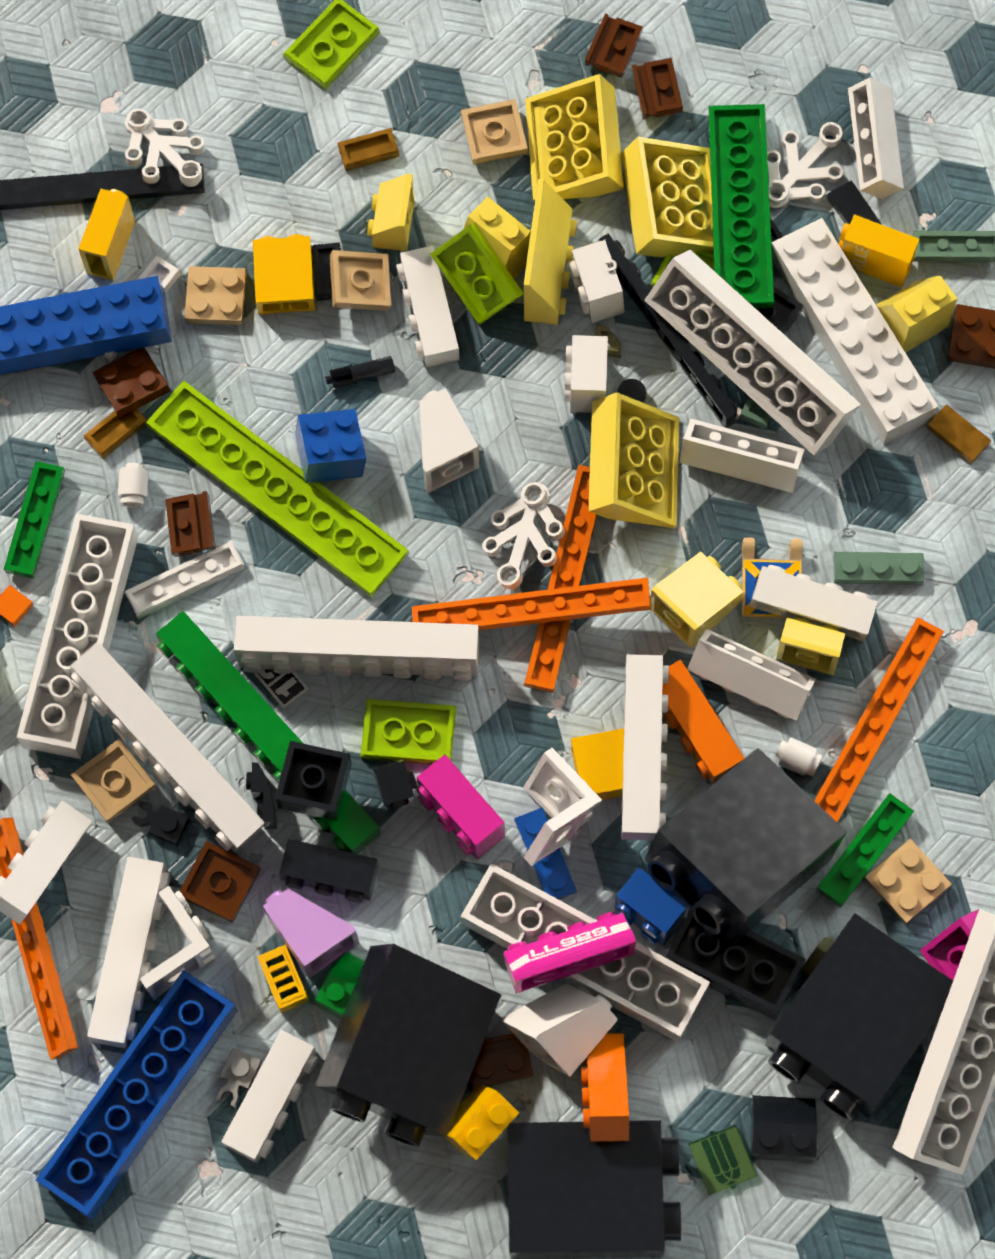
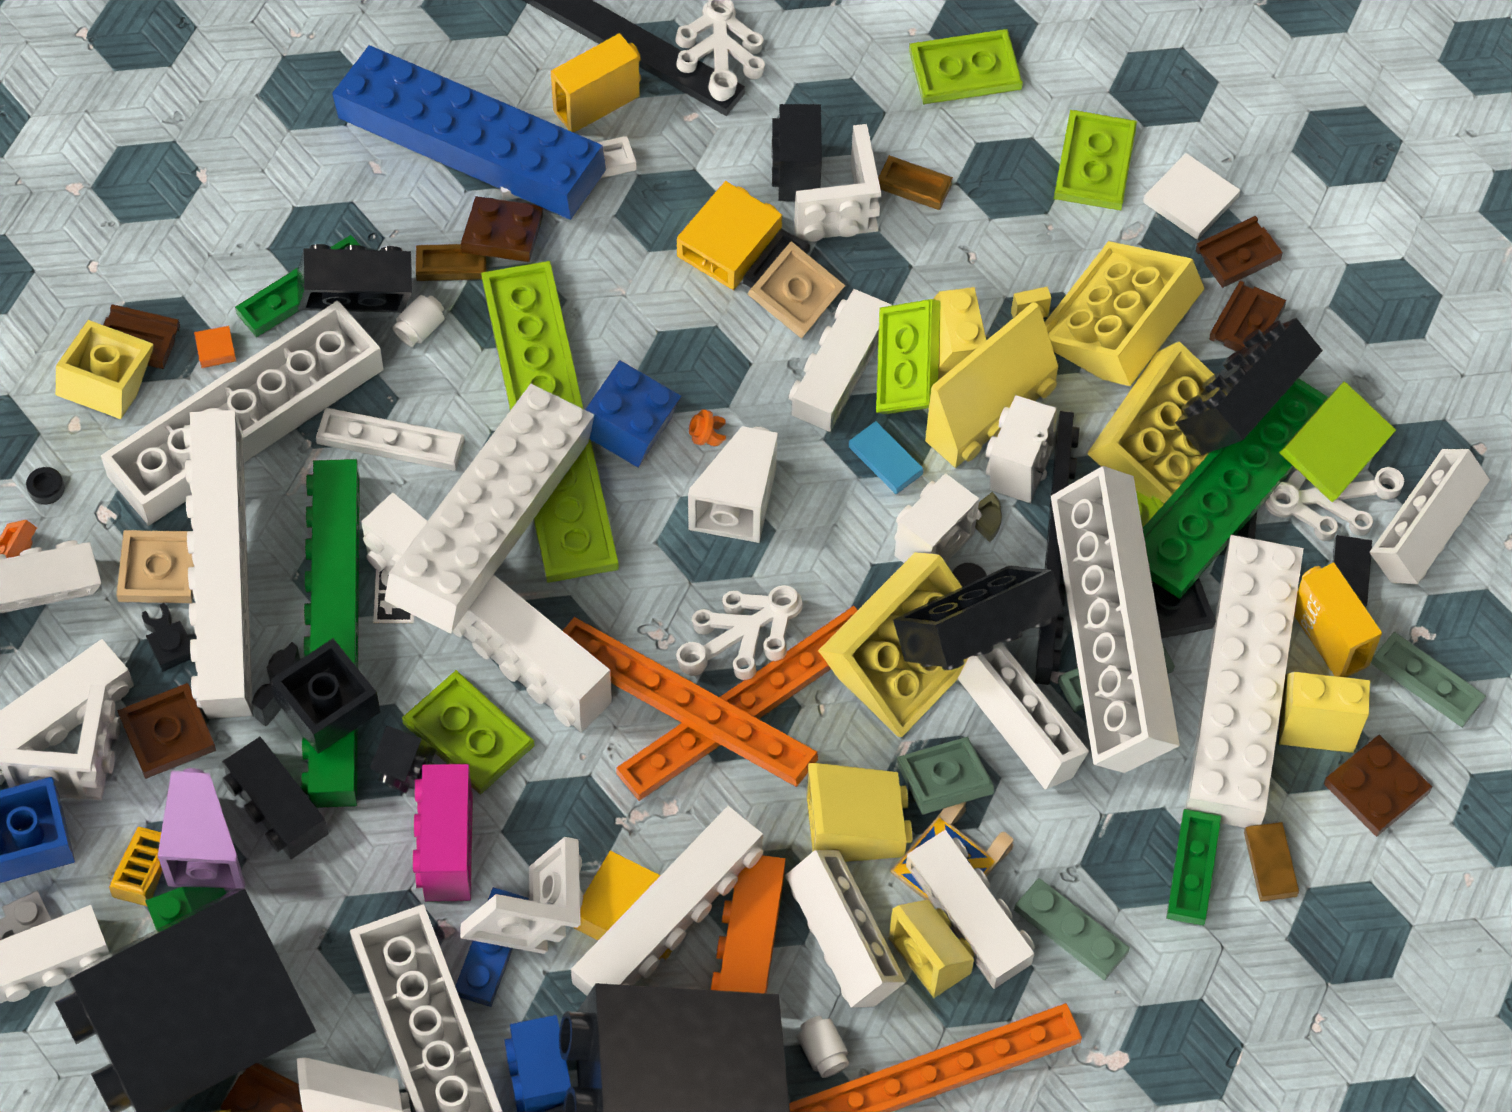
camera: 35 degrees right, 10 degrees down
(73, 490) = (355, 278): none -> black brick
(190, 524) = (438, 391): reddish brown plate -> none
(215, 295) = (651, 210): tan plate -> none
(283, 184) = (796, 149): none -> black brick
(311, 578) = (489, 508): none -> white brick
(349, 200) = (843, 208): none -> white bracket
(358, 372) = (723, 372): black piece -> none
(381, 418) = (703, 426): none -> orange plate
(392, 214) = (882, 253): light yellow slope -> none
(470, 48) = (1095, 160): none -> lime tile
(494, 131) = (1049, 248): tan plate -> none
(511, 351) = (886, 457): none -> dark azure tile
(517, 179) = (1025, 298): none -> light yellow plate
(551, 28) = (1191, 196): none -> white tile
(569, 952) = (413, 1041): dark pink slope -> none
(671, 414) = (978, 617): none -> black brick
(704, 135) = (1248, 386): none -> black brick
(726, 530) = (945, 775): none -> sand green tile
(781, 130) = (1337, 441): none -> lime tile
(918, 473) = (1193, 867): none -> green plate

